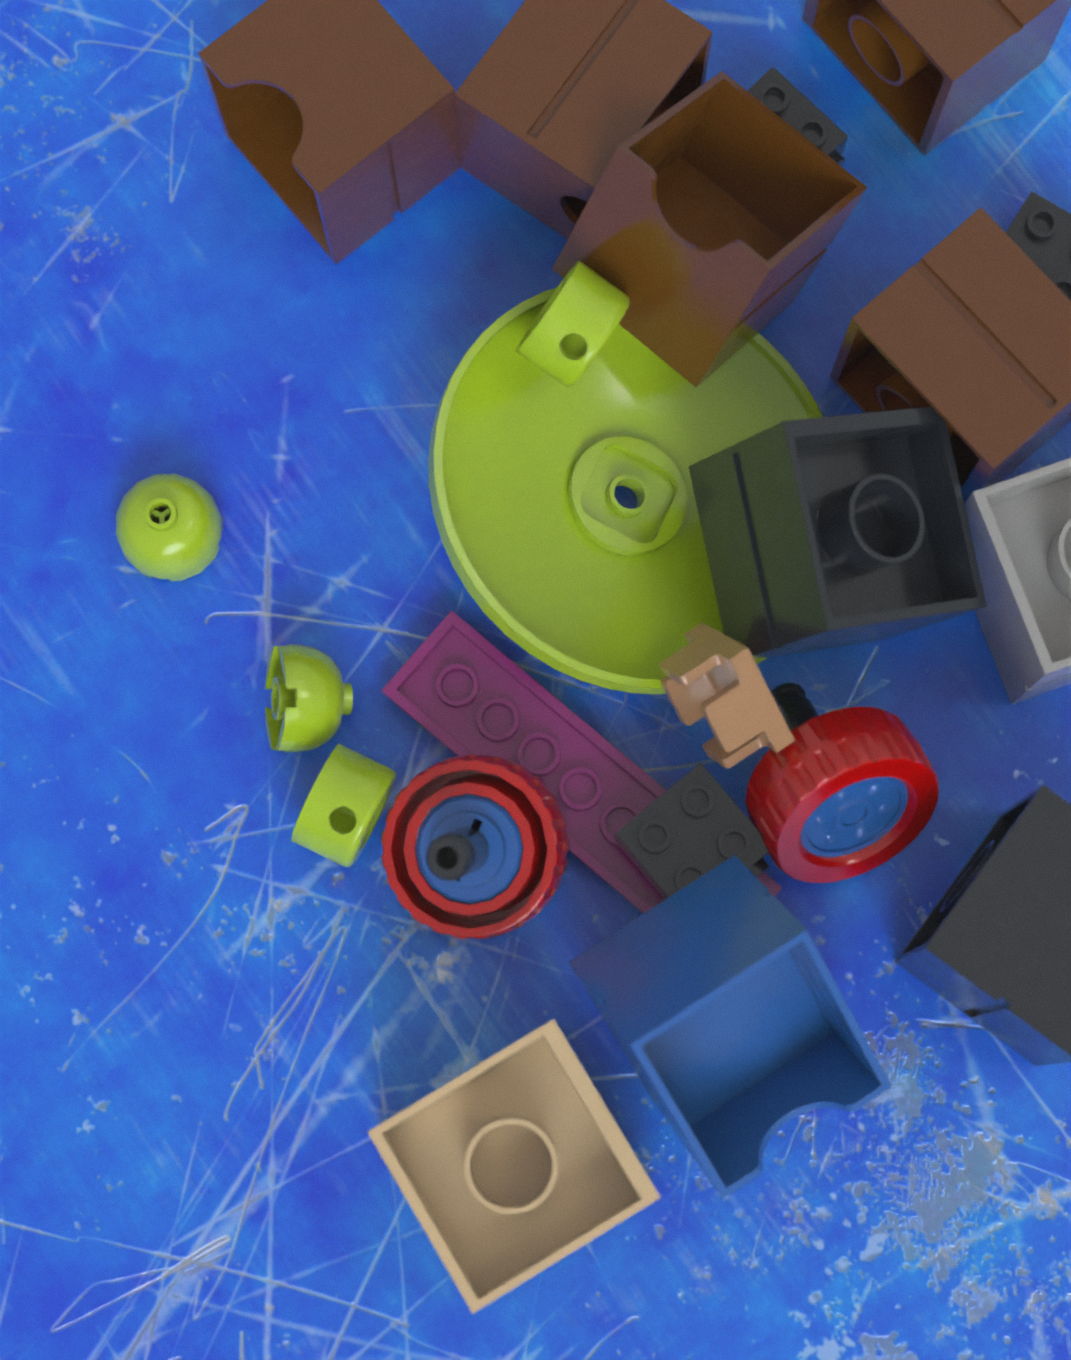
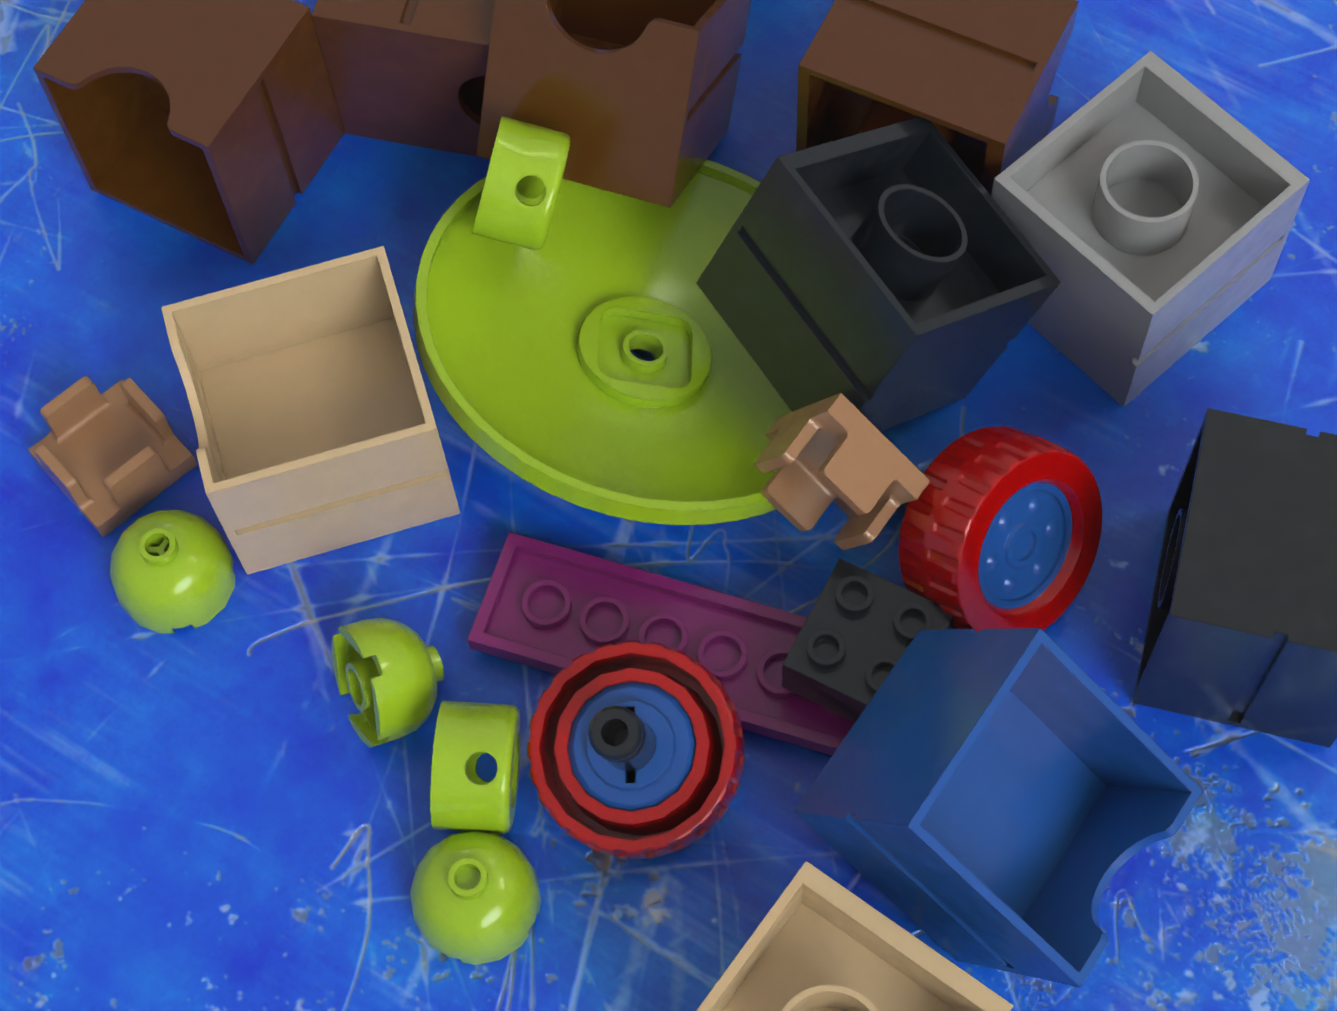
camera: 20 degrees left, 15 degrees down
(153, 398) = (109, 450): none -> medium nougat panel
(306, 904) = (475, 896): none -> lime cylinder
(325, 446) = (310, 410): none -> tan piece

